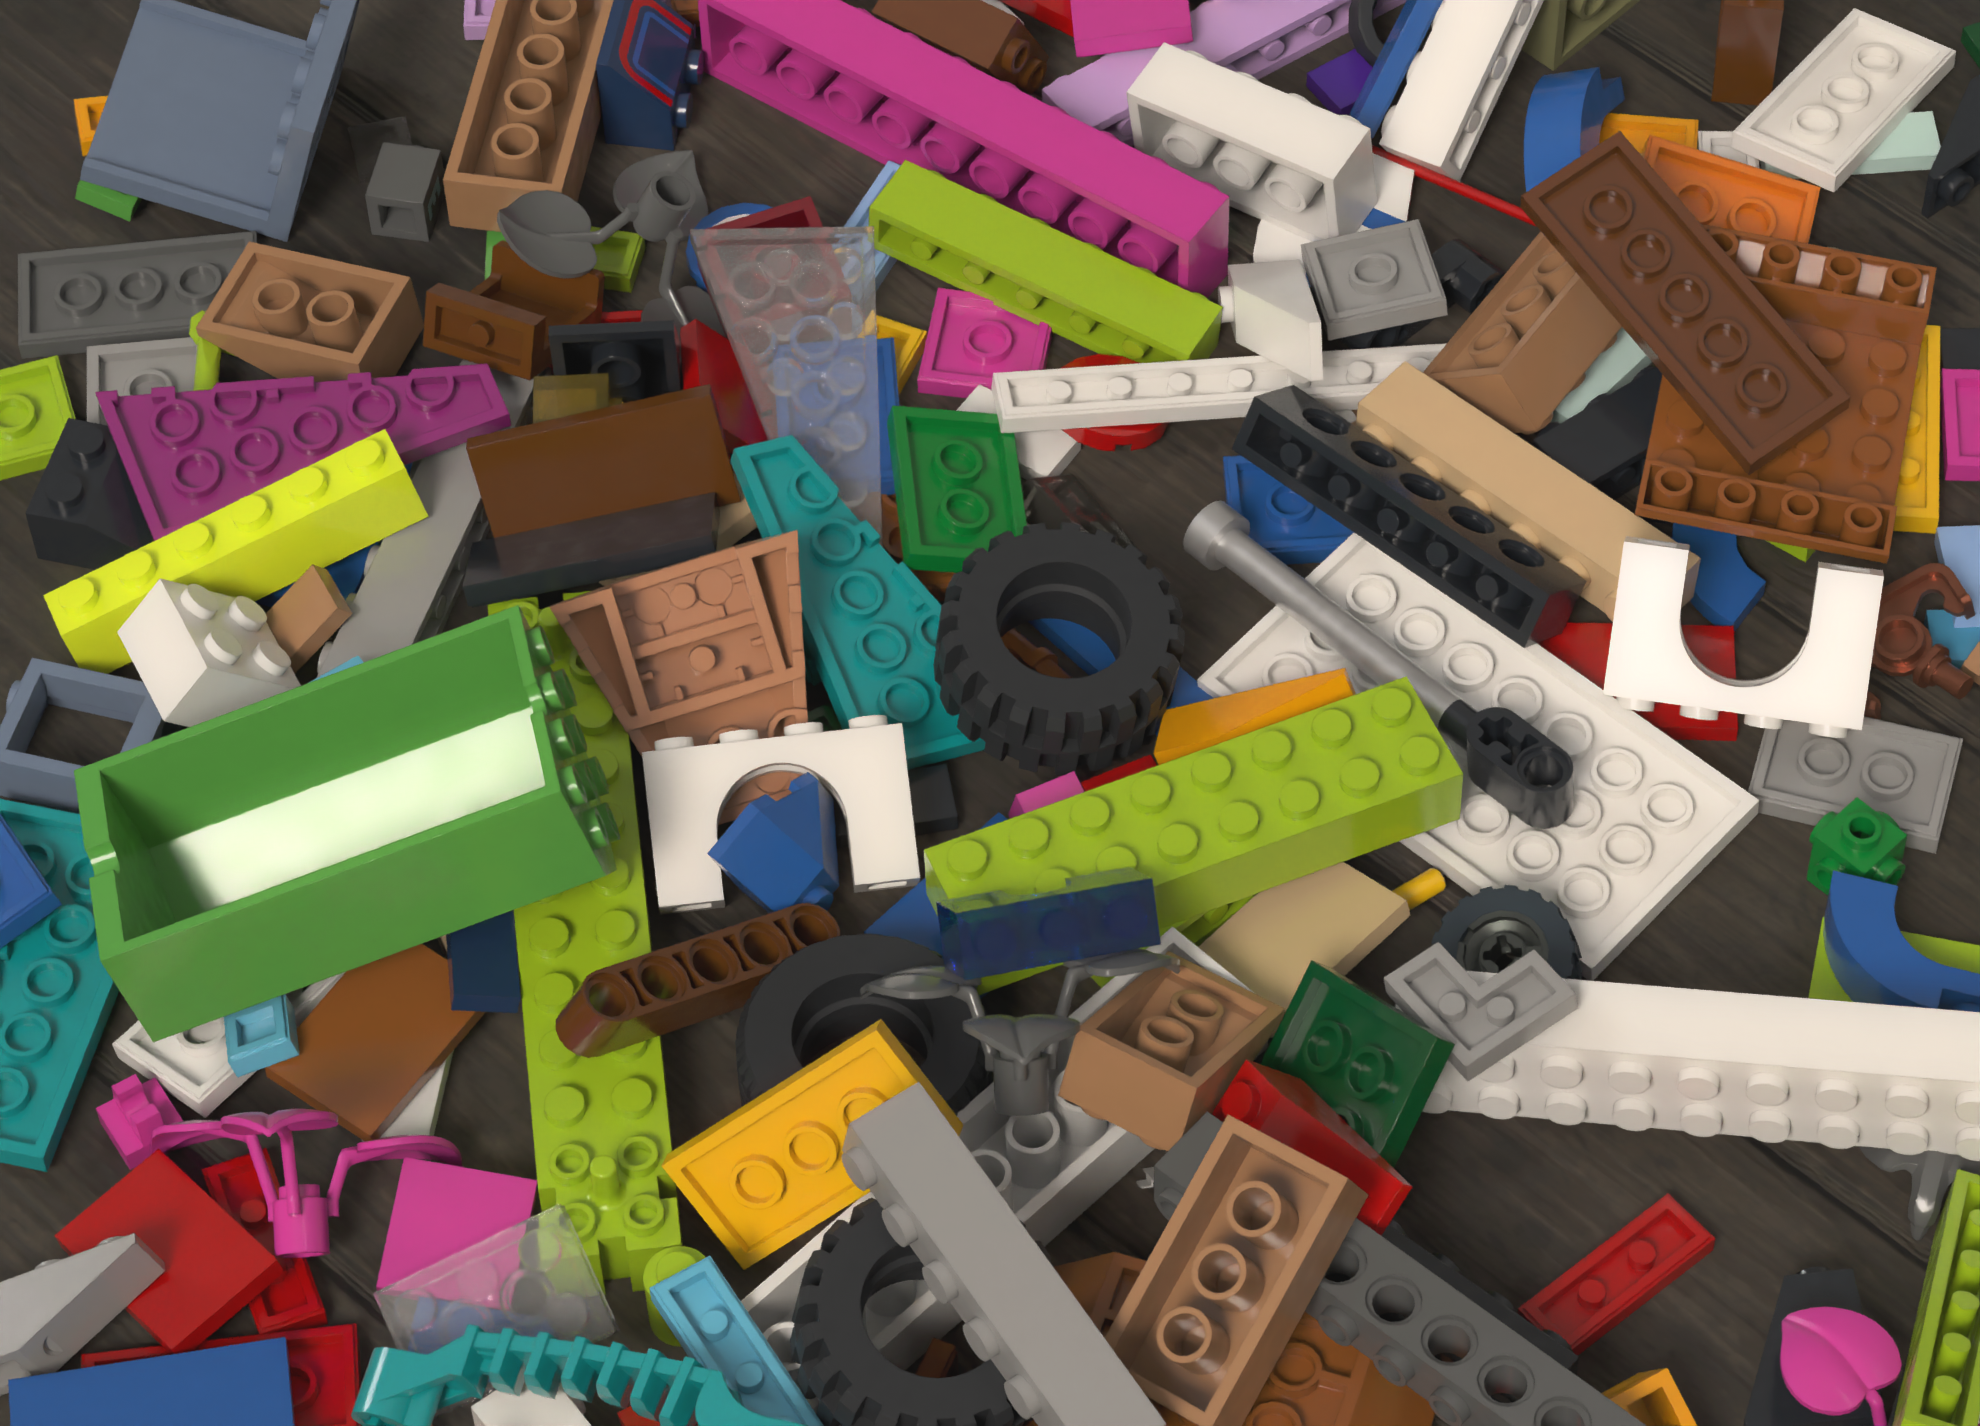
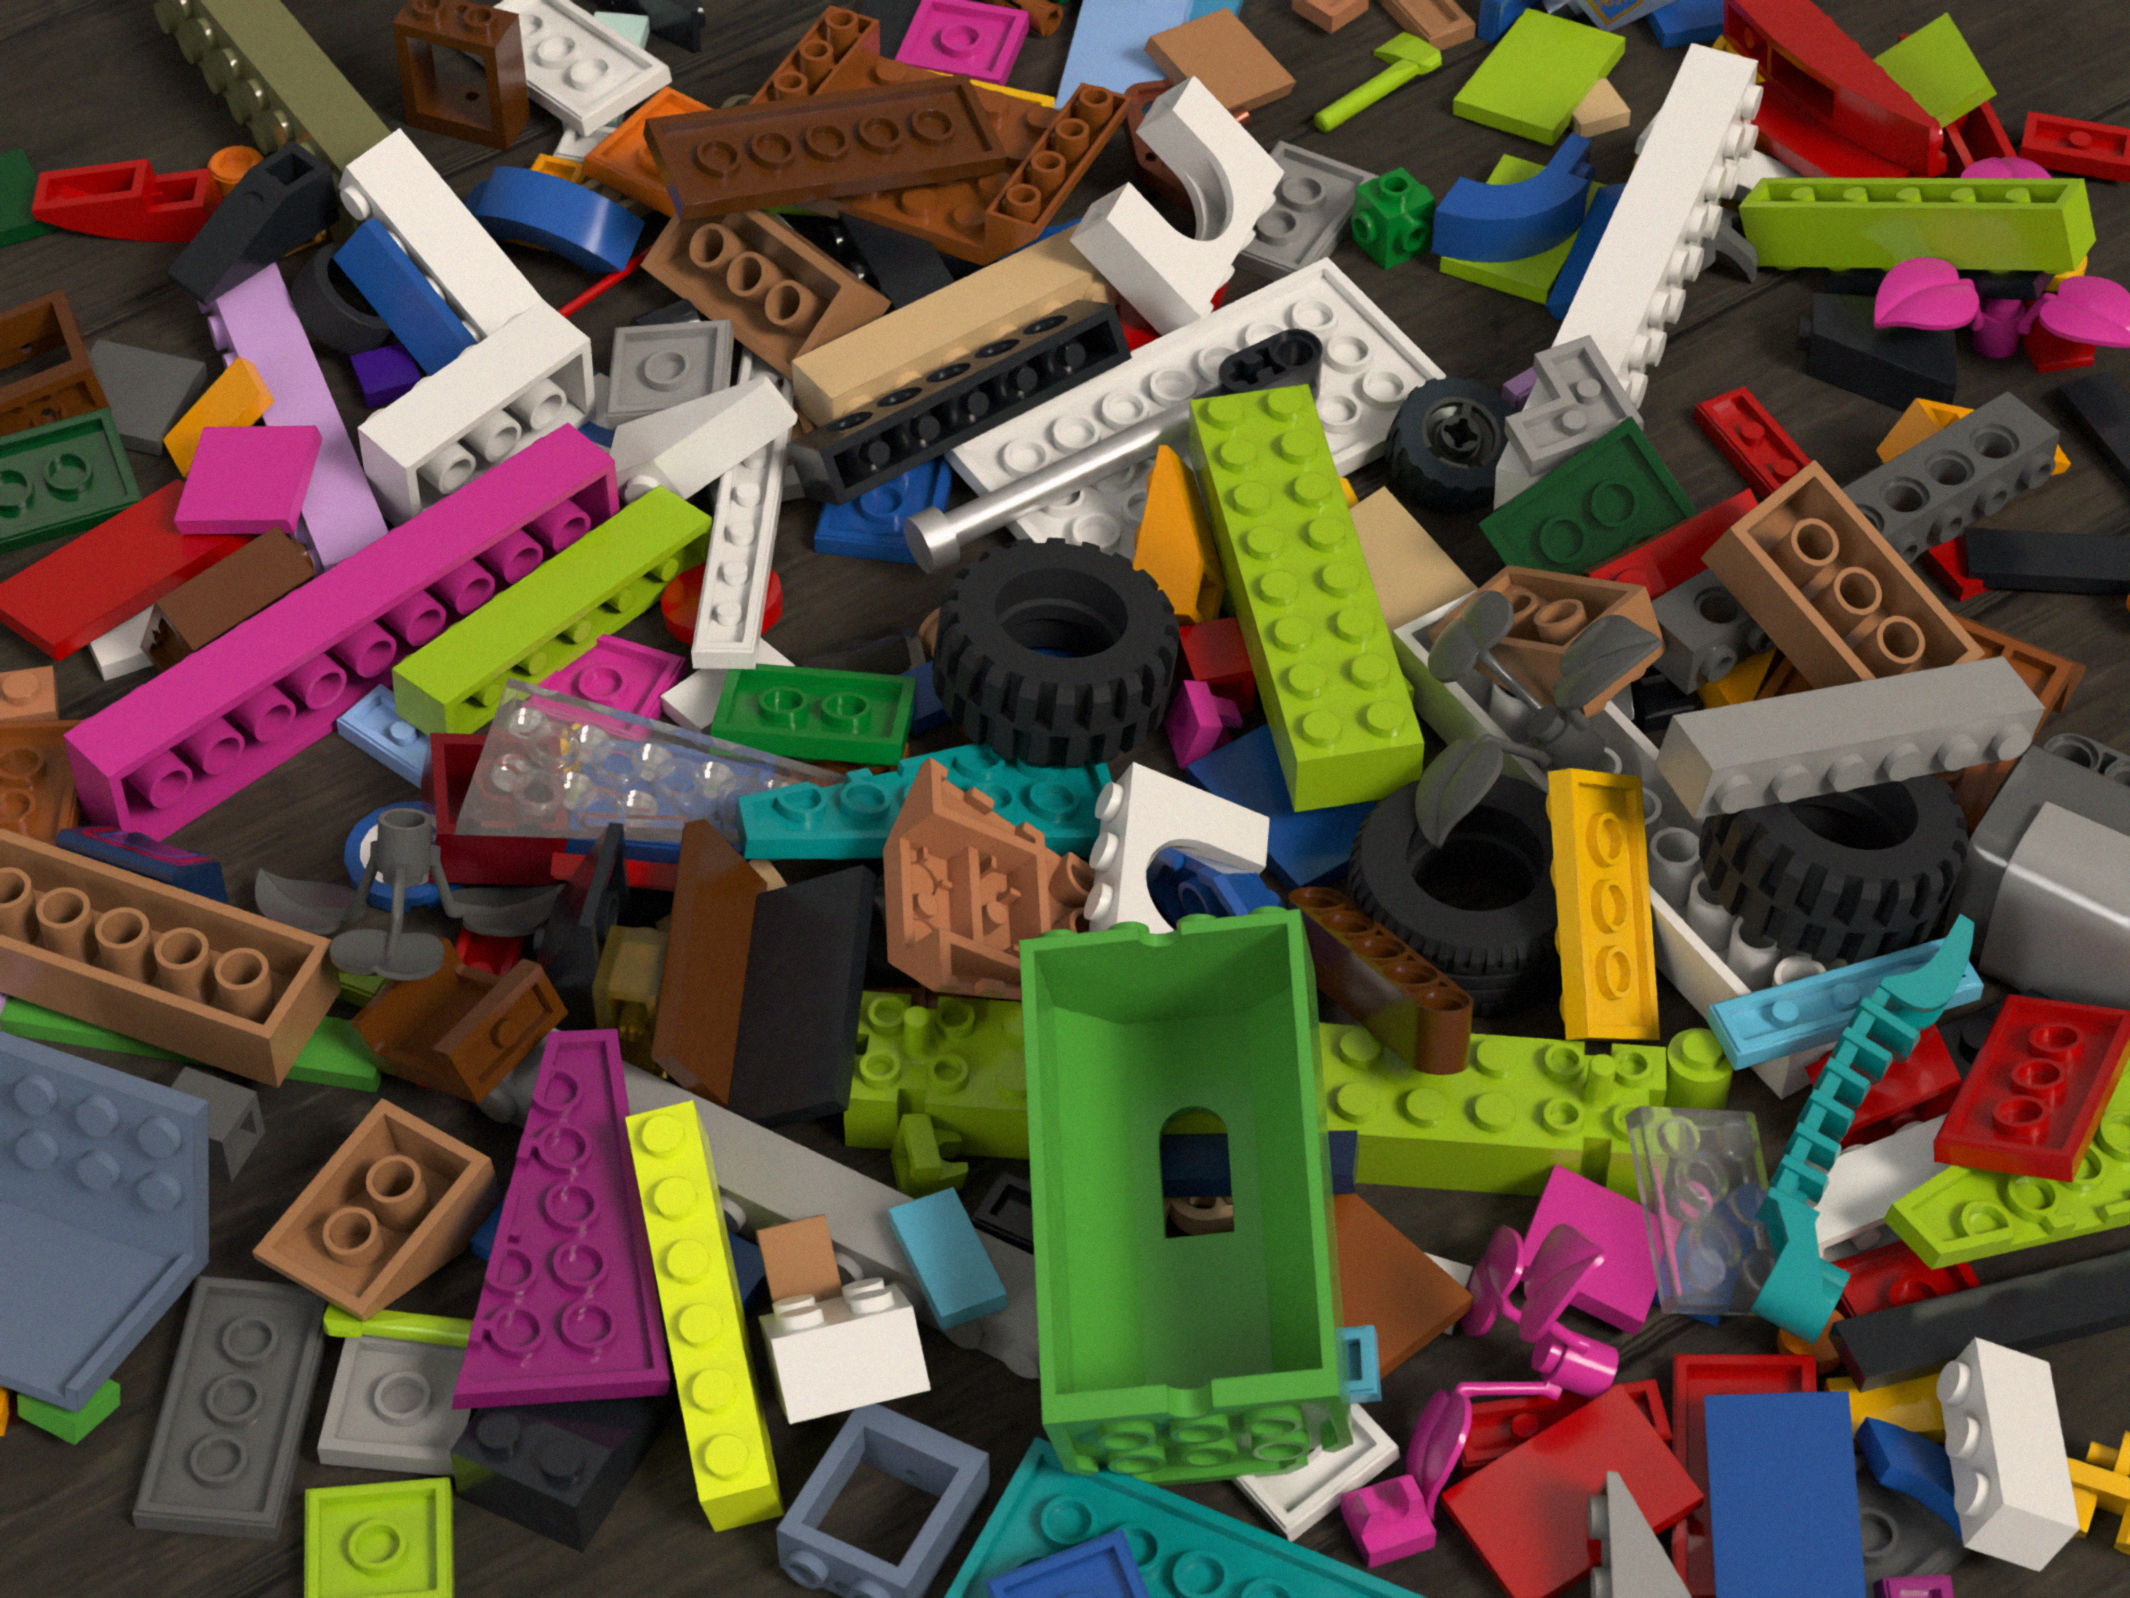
camera: 80 degrees left, 5 degrees down
(1025, 931) = (1431, 637): clear blue arch -> none

